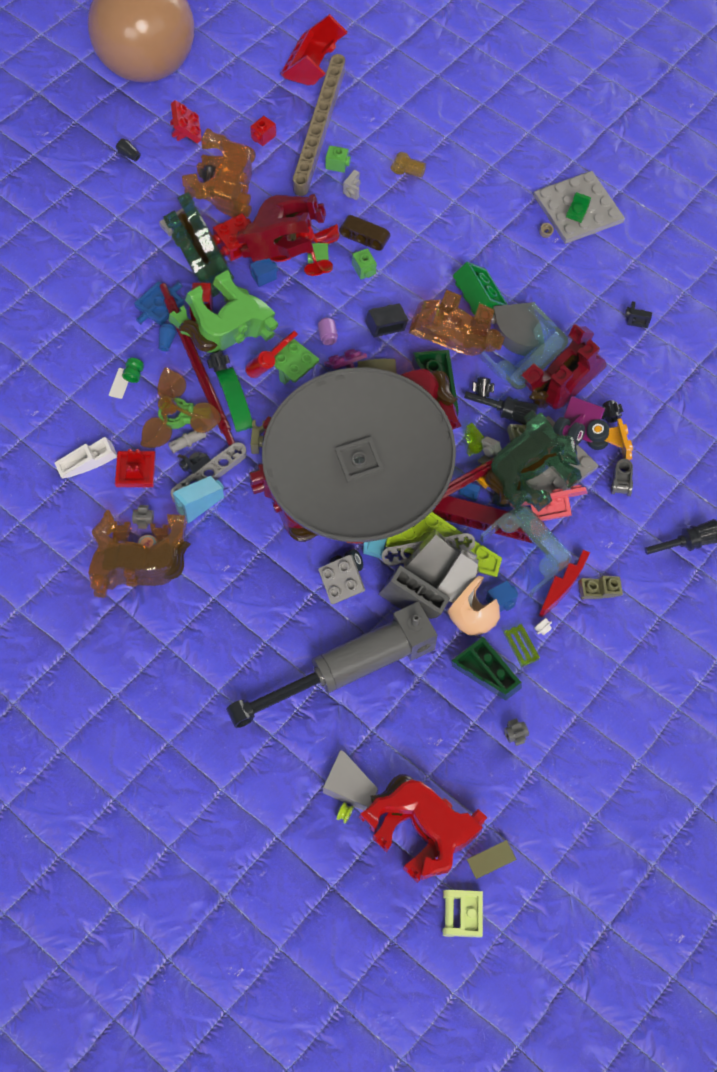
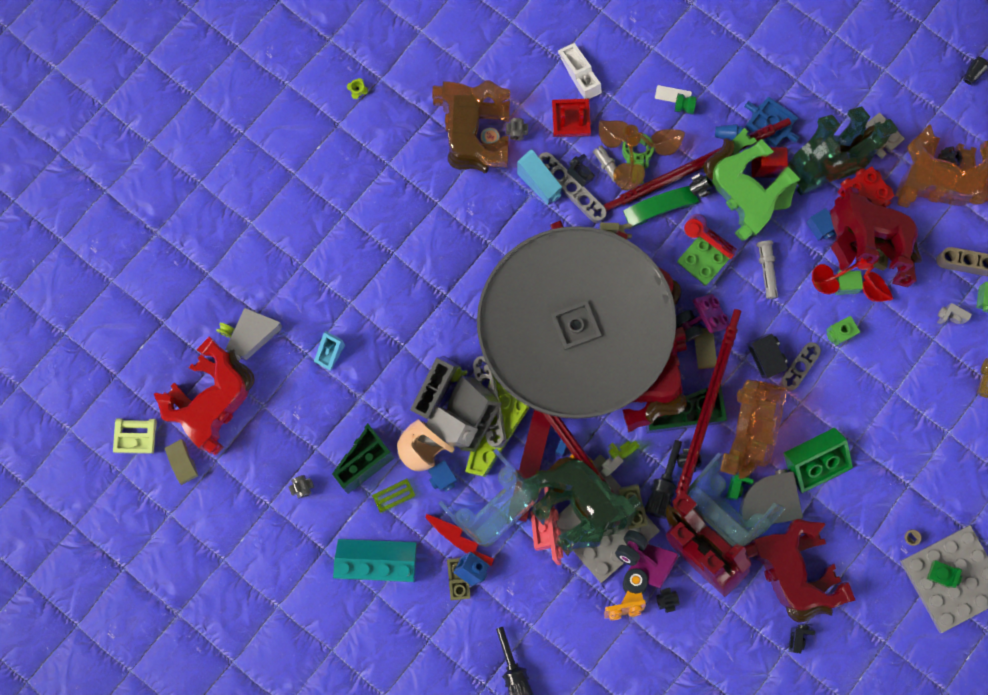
camera: 90 degrees right, 15 degrees up
(70, 671) = (354, 84): none -> lime plate
(303, 315) = (767, 261): none -> light grey pin
(327, 331) = (750, 295): medium lavender brick -> none
(342, 576) = (455, 318): light grey plate -> none
(364, 232) = (887, 330): dark brown beam -> none
(371, 703) = (329, 350): none -> medium azure slope
(392, 292) = (812, 359): none -> dark grey beam
(406, 635) = (368, 331): dark grey piece -> none
(439, 361) = (708, 405): none -> dark red axle
(507, 353) = (735, 489): none -> green bracket
(543, 626) = (412, 517): white plate -> none
(589, 662) = (375, 560): none -> teal slope
(591, 310) = (788, 572): none -> dark red piece
(594, 569) = (471, 569): none -> blue brick
(622, 481) = (582, 607): dark grey piece -> none

